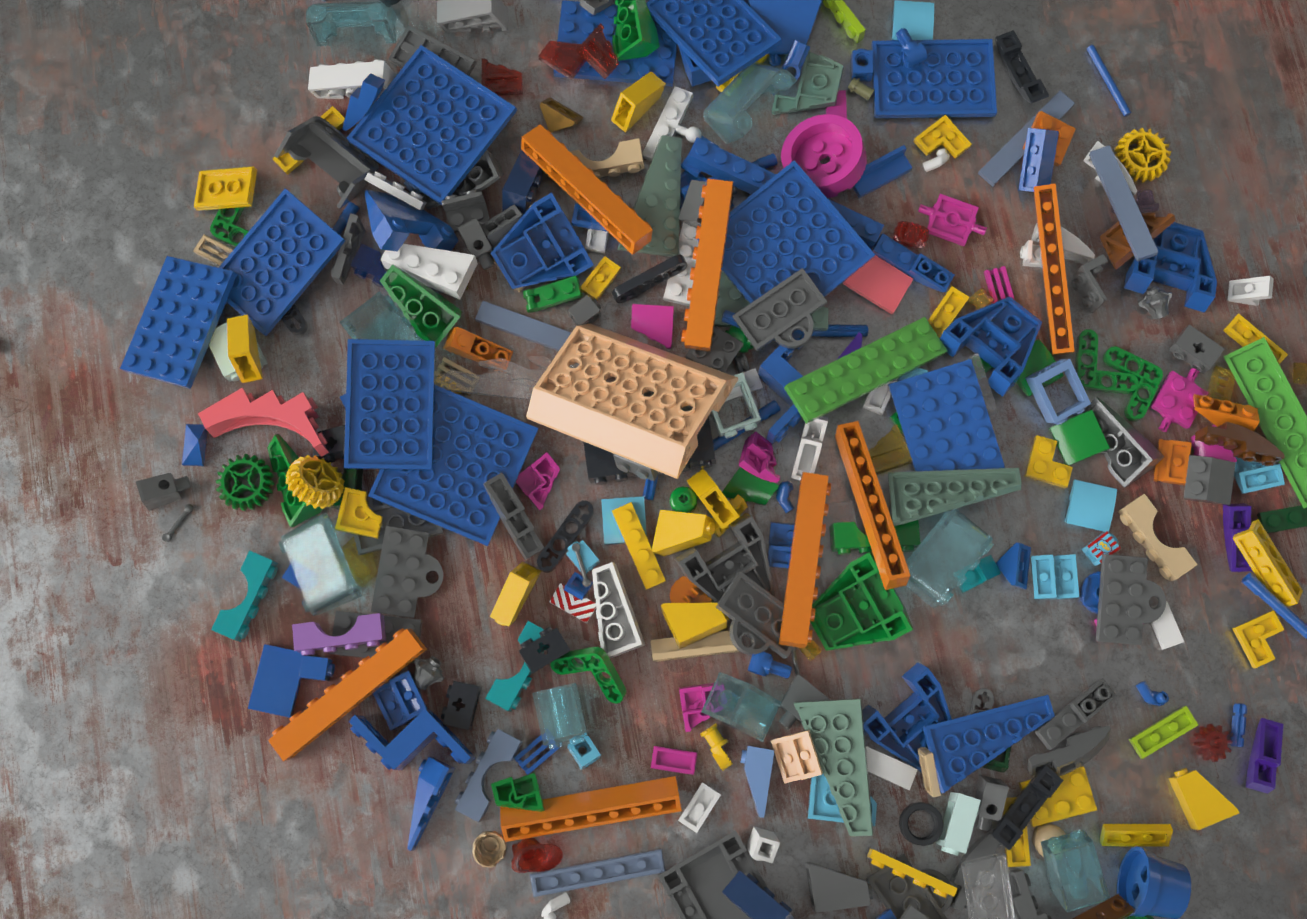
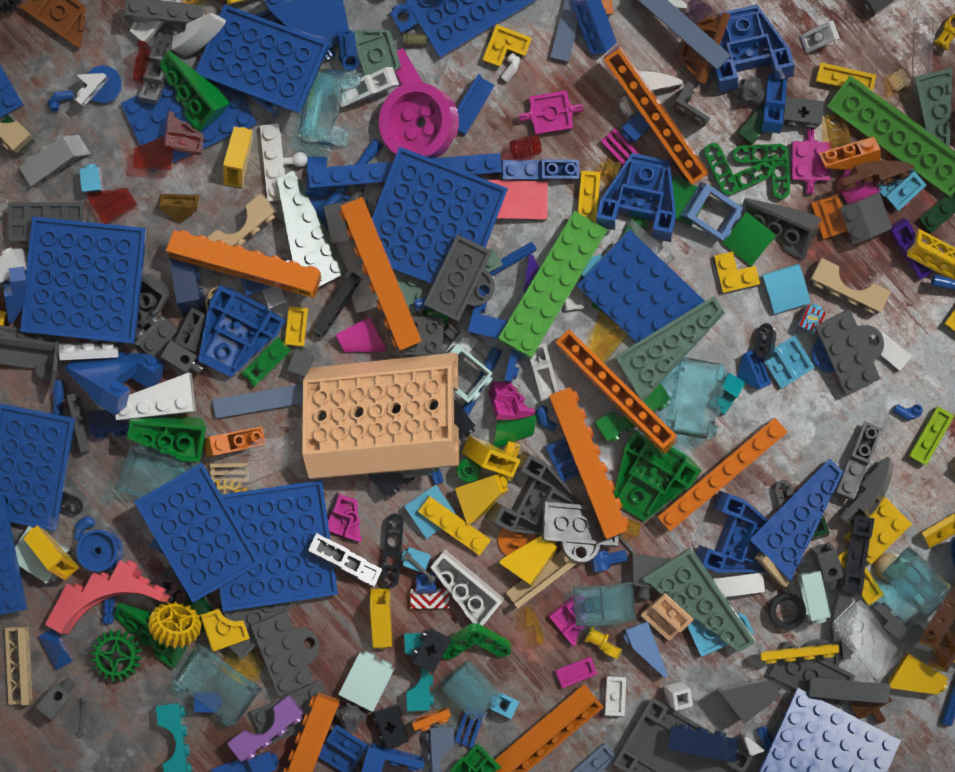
camera: 30 degrees left, 10 degrees up
(154, 442) = (23, 665): none -> tan fence
(265, 436) = (108, 609): none -> blue axle
(291, 374) = (97, 561): none -> blue wheel
(292, 345) = (82, 525): none -> blue arm
(464, 646) = (366, 680): none -> light aqua brick
(495, 48) = (91, 179): none -> medium azure brick
(512, 722) = (424, 722): none -> orange plate
(660, 682) = (533, 620): none -> clear yellow slope
(794, 102) = (370, 86): none -> white slope
(930, 647) = (721, 474): none -> orange brick
(1025, 276) = (635, 128): none -> blue brick
(1047, 545) = (765, 341): none -> black beam
(1142, 338) = (752, 128): none -> dark green slope
(1171, 327) = (774, 105): none -> blue slope

